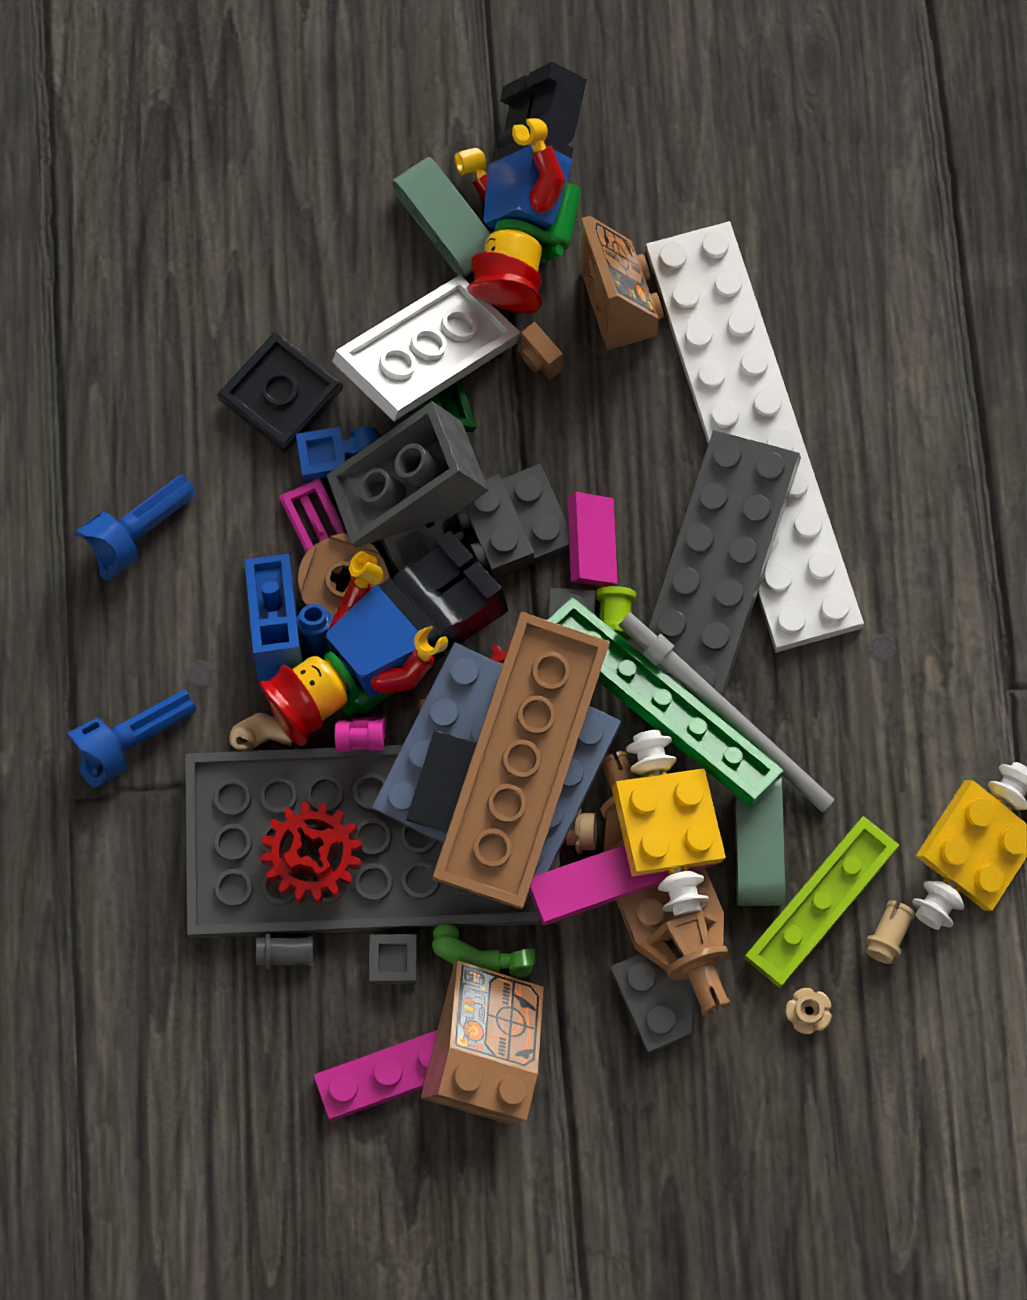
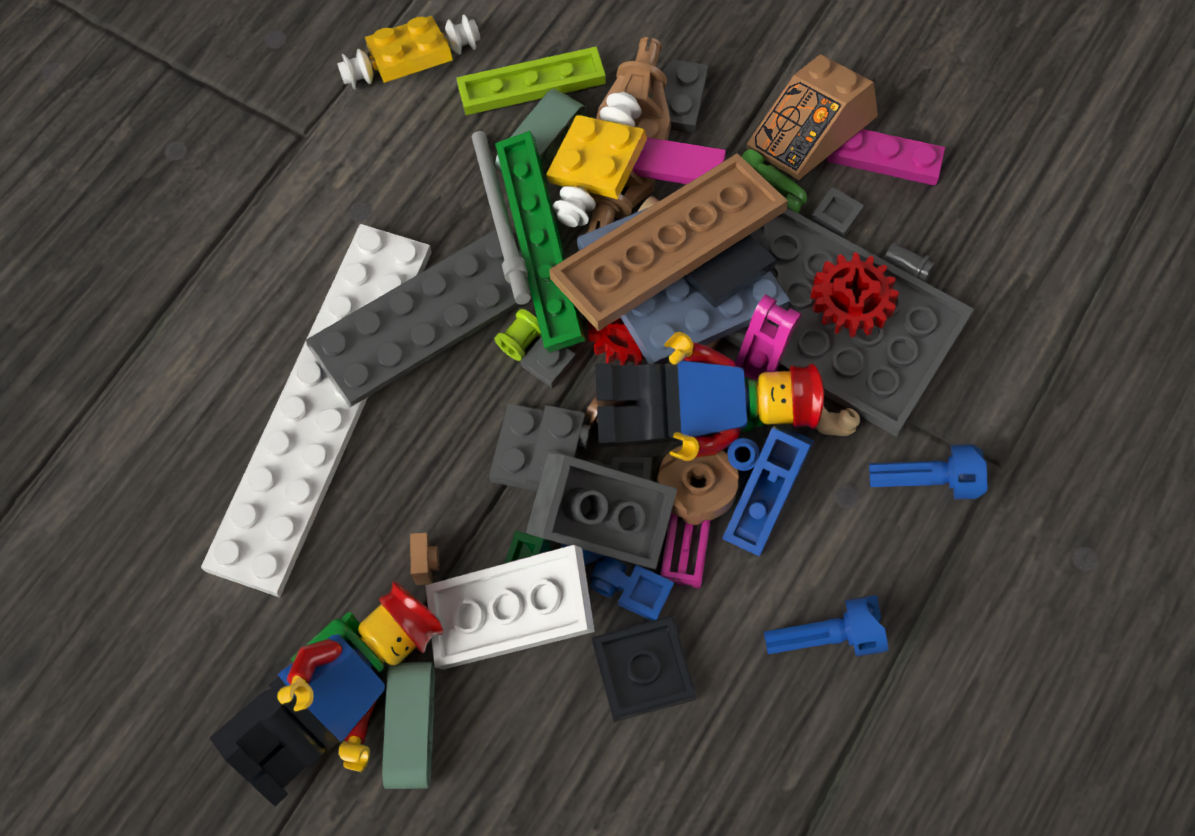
camera: 145 degrees left, 5 degrees down
(592, 540) = (495, 396): dark pink tile -> none
(617, 286) = (330, 557): medium nougat slope -> none
(808, 1023) = (589, 38): tan plate -> none
(890, 932) = (504, 40): tan pin -> none

